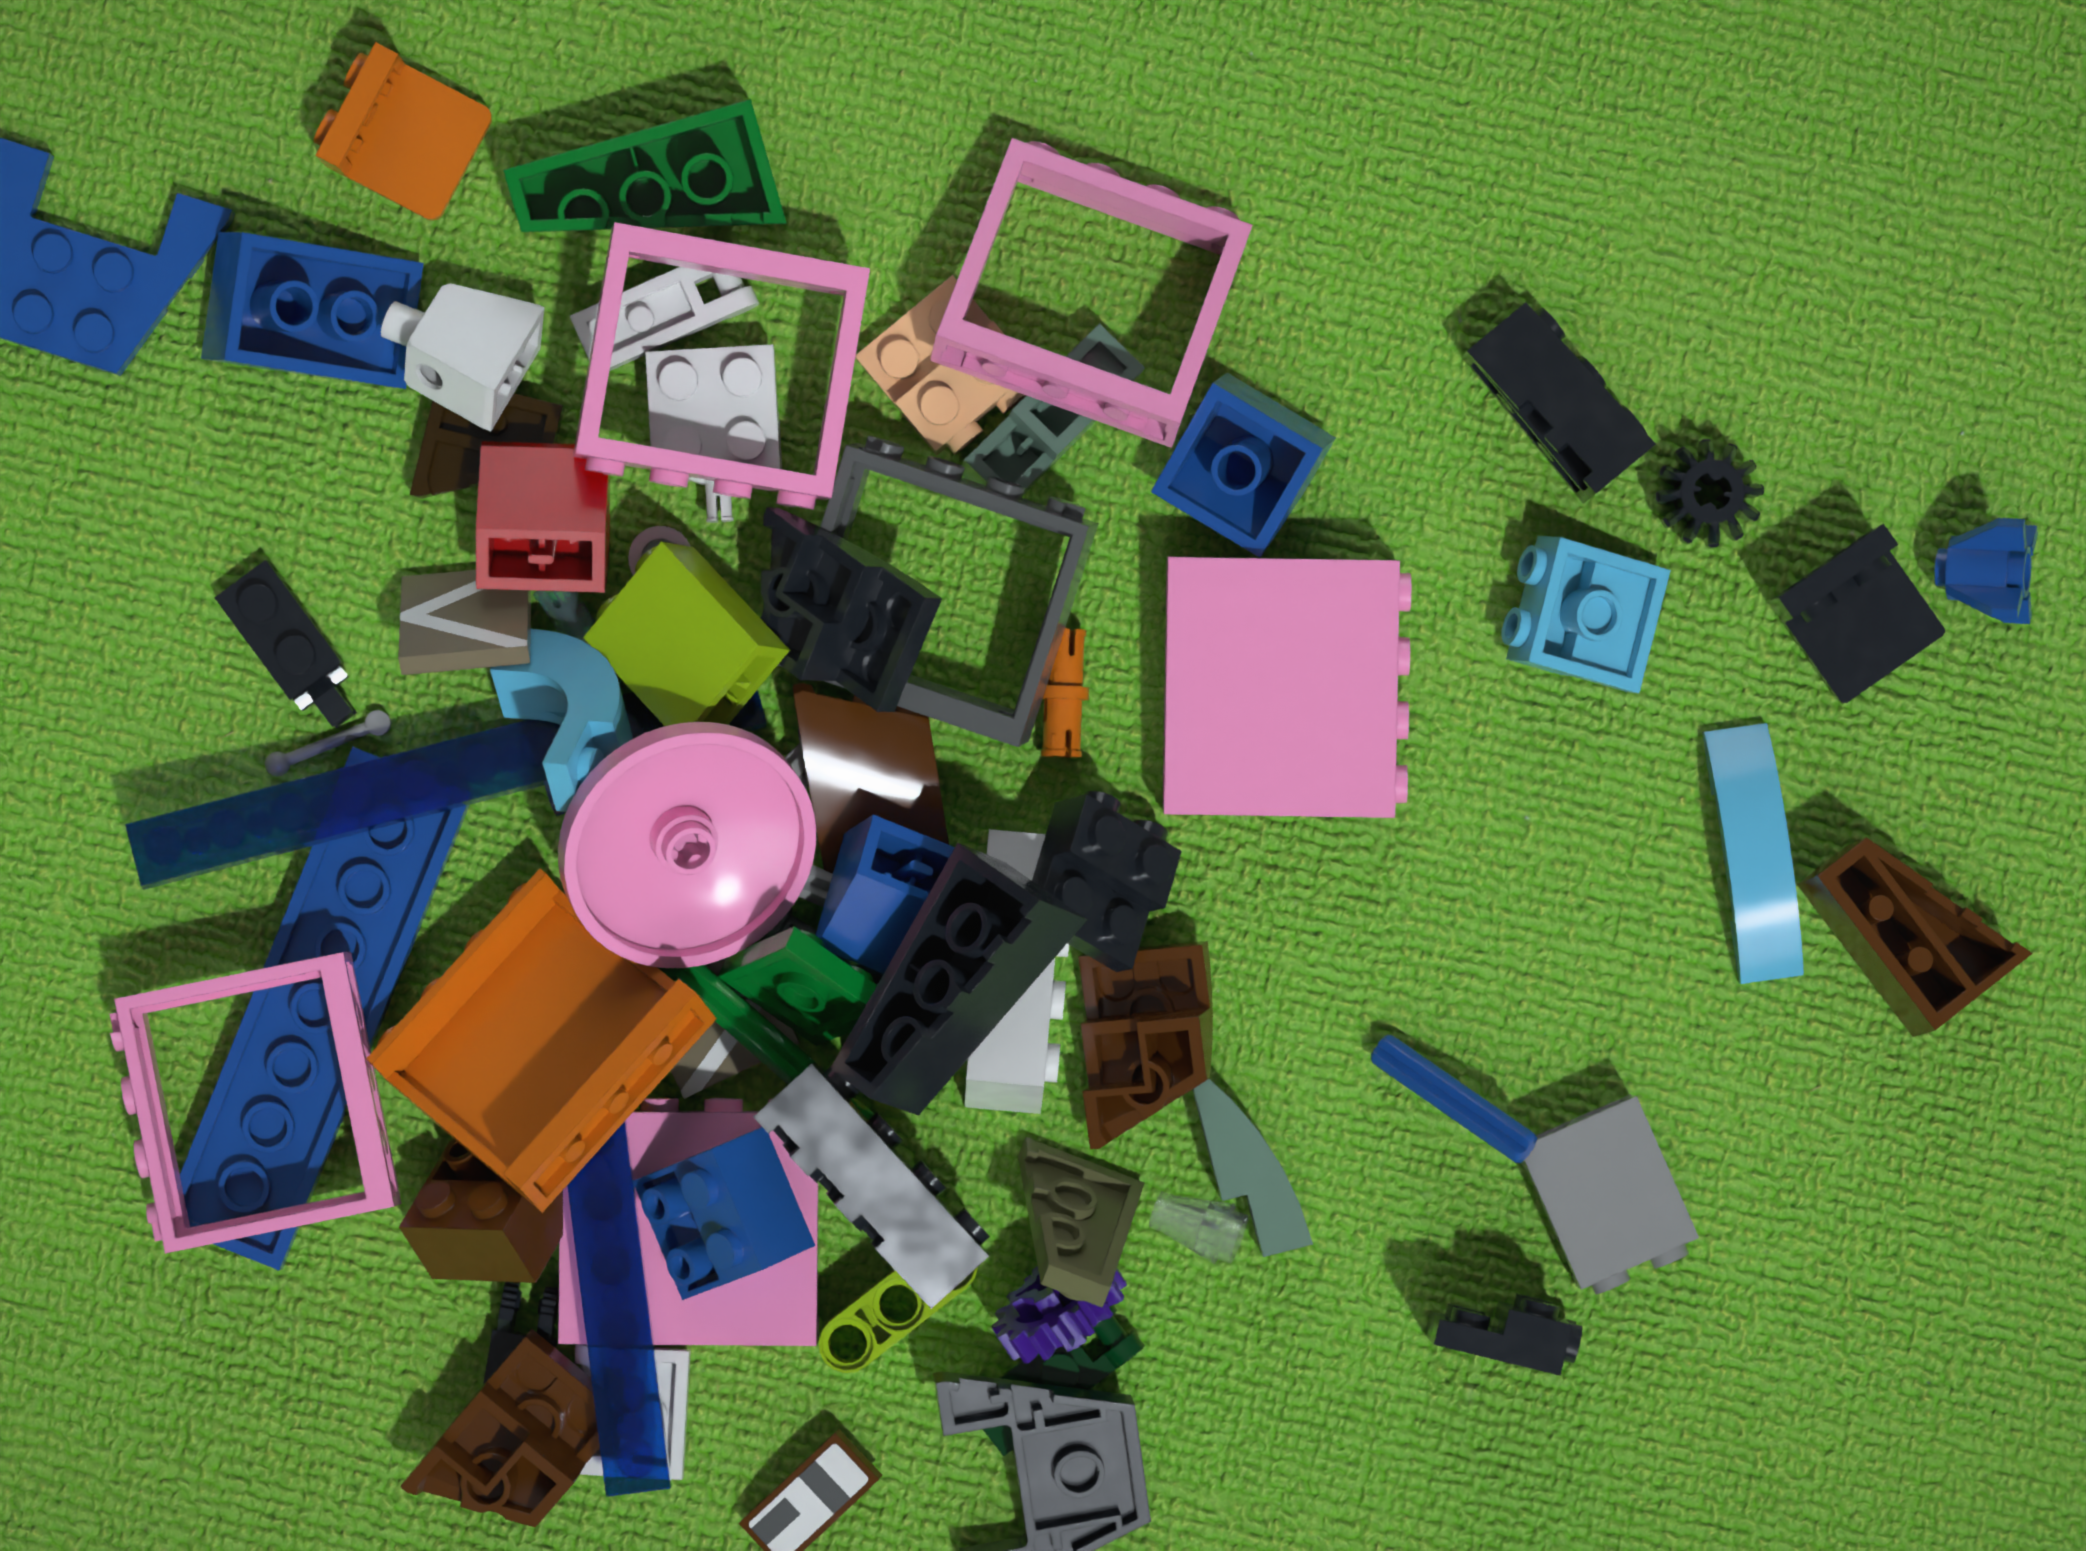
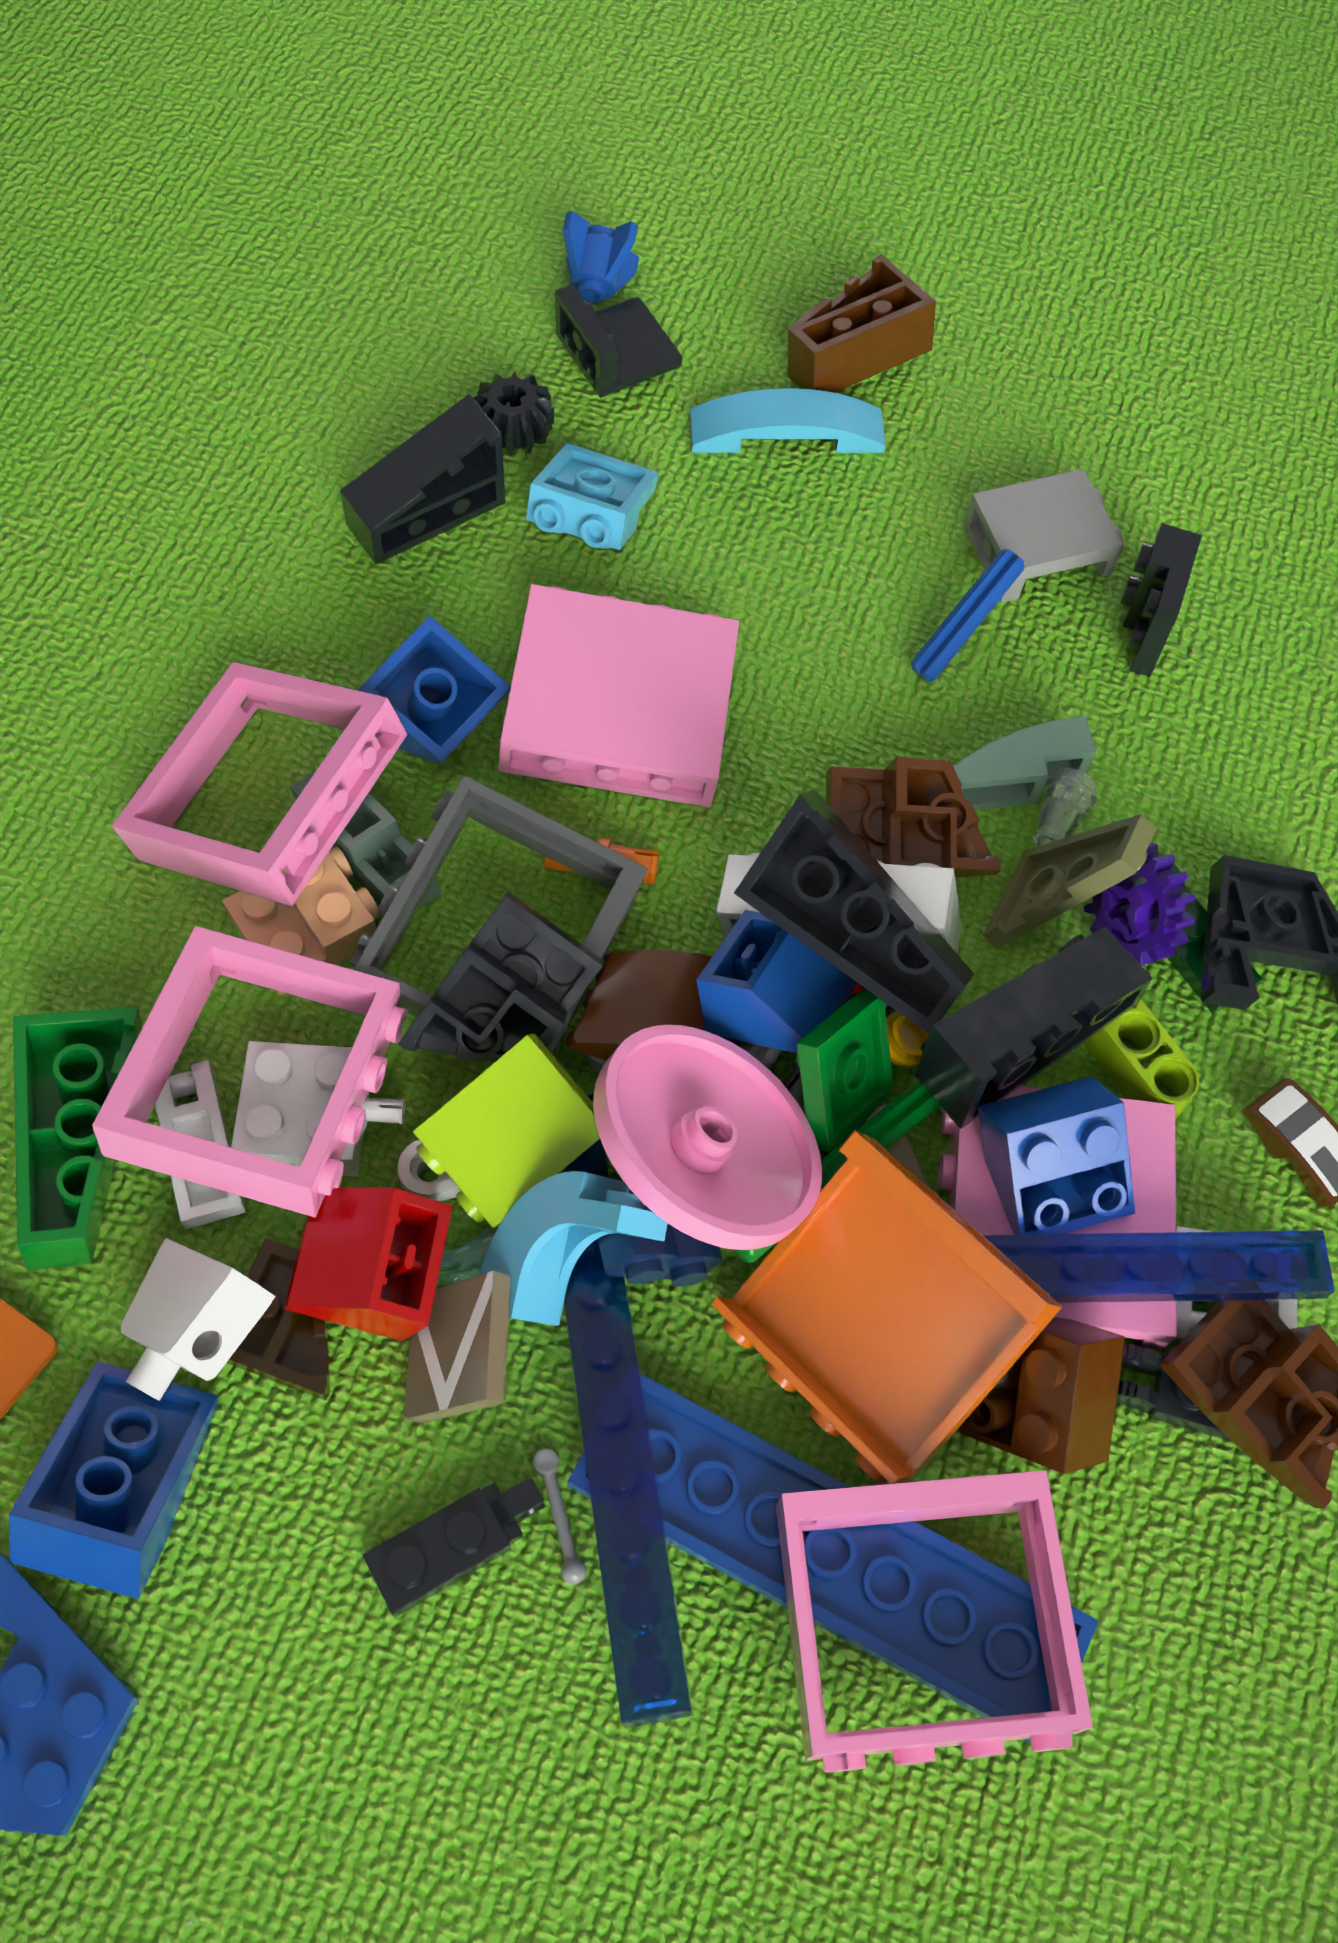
camera: 85 degrees left, 25 degrees down
(1107, 873) = (743, 820): black plate -> none

